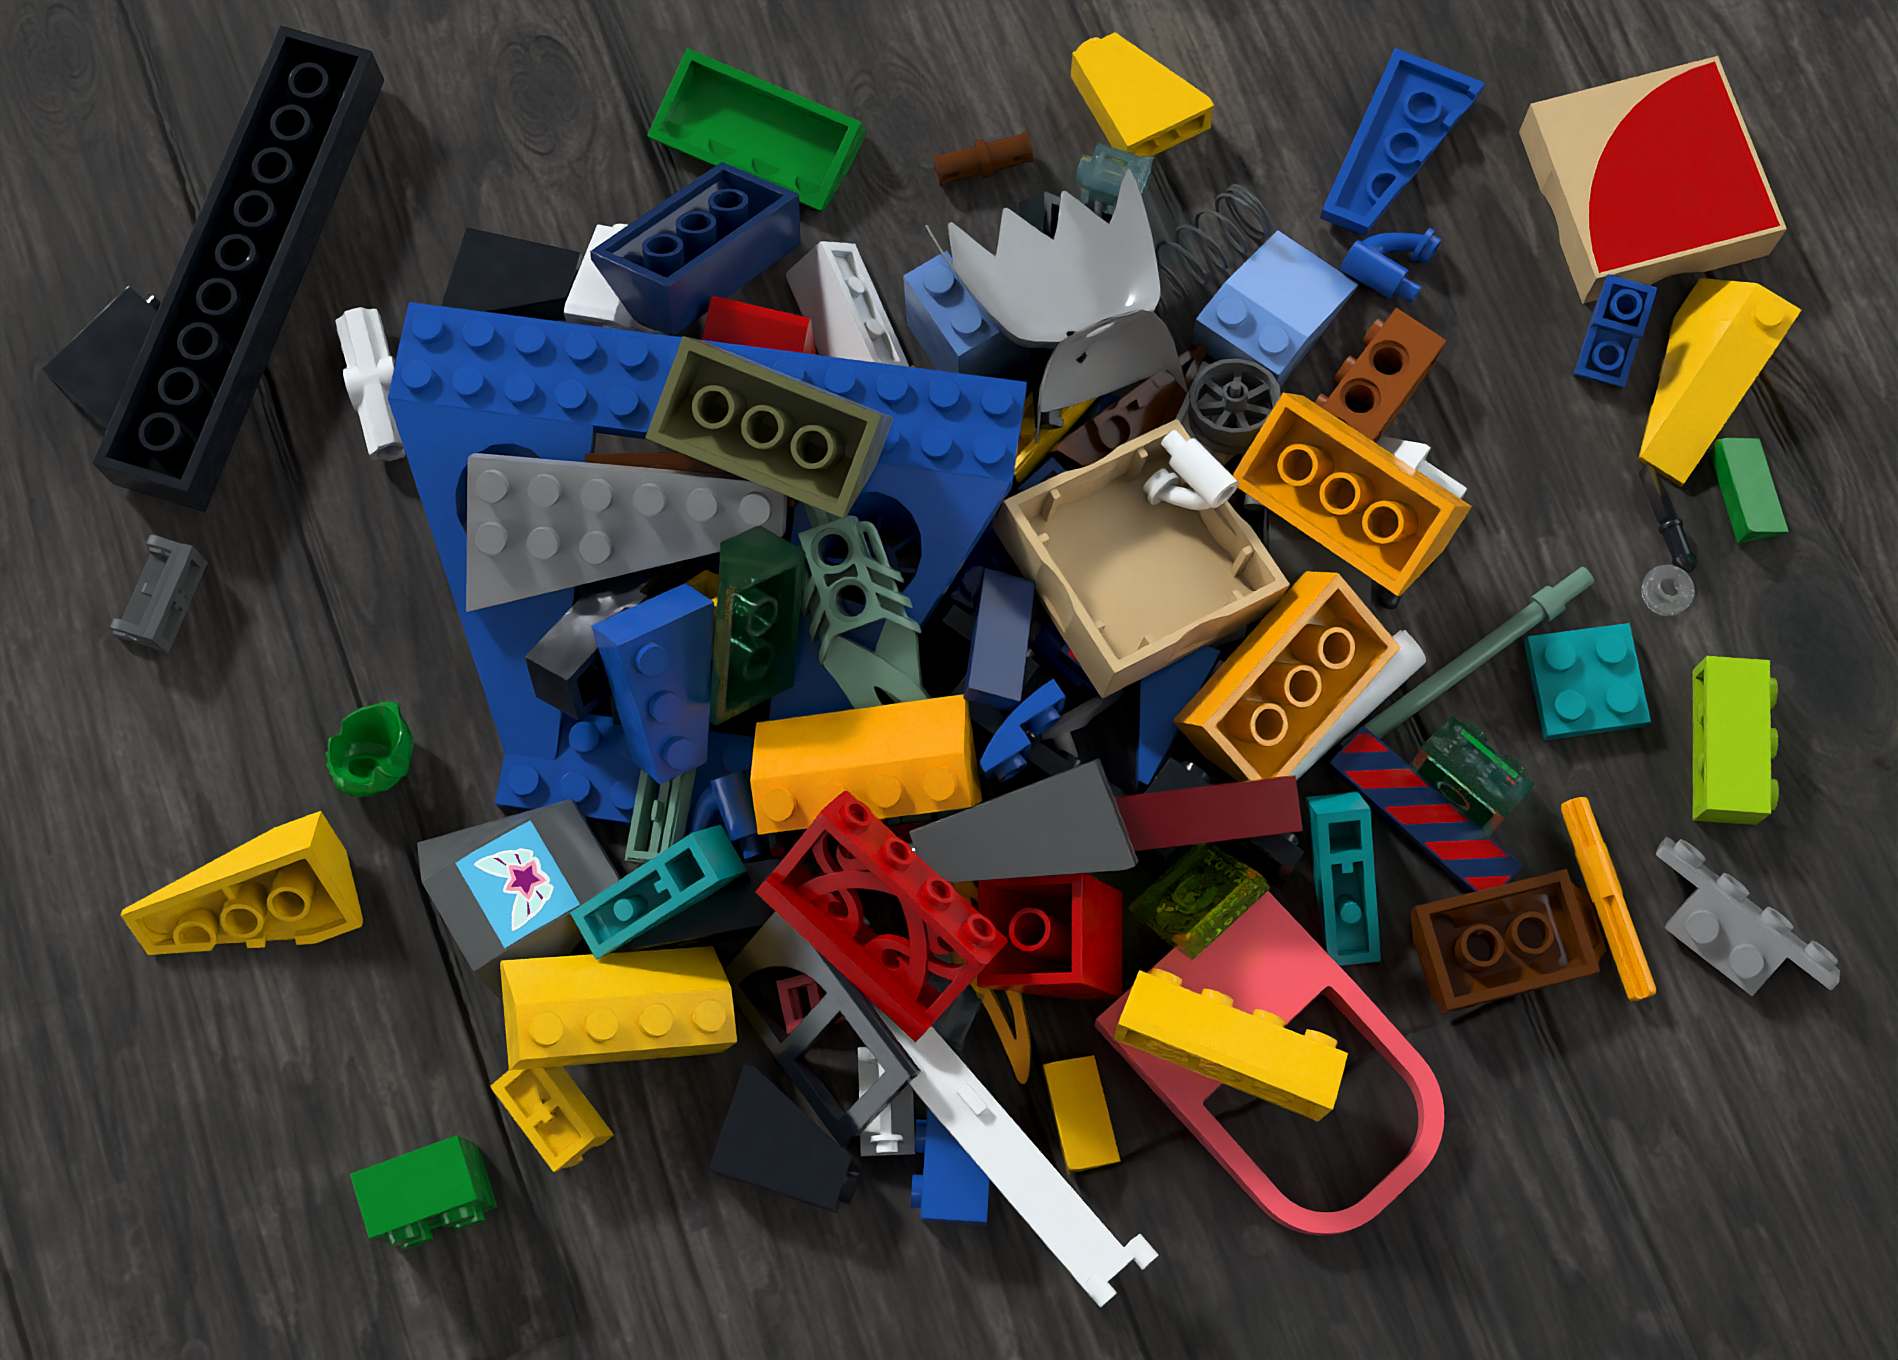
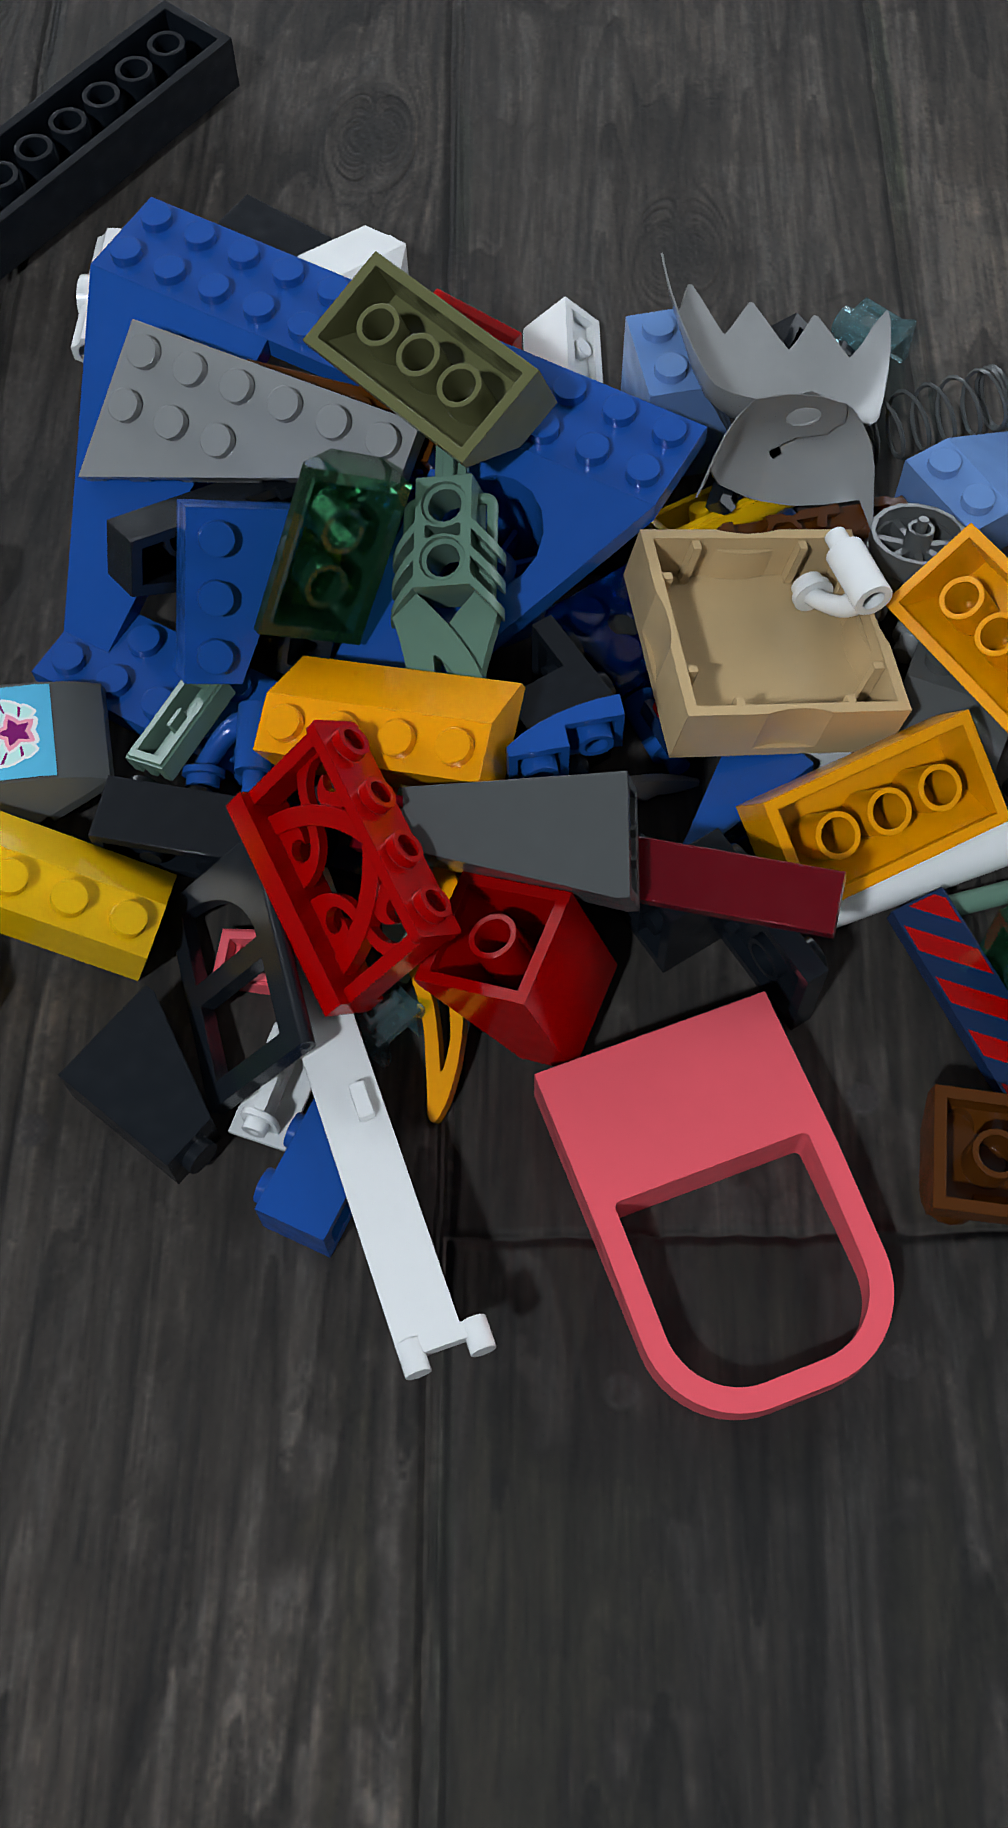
camera: 20 degrees right, 10 degrees down
(659, 890) = (140, 780): teal slope -> none
(699, 246) = (470, 257): dark blue slope -> none
(758, 128) = (551, 207): green slope -> none
(983, 158) = (750, 287): reddish brown pin -> none
(999, 640) = (580, 654): dark blue tile -> none
(1080, 1114) = (479, 1176): yellow slope -> none
(1136, 97) = (923, 278): yellow slope -> none
(1198, 898) = (696, 994): clear neon green tile -> none
(1231, 1045) = (667, 1145): yellow slope -> none
(1344, 876) = (866, 1037): teal slope -> none

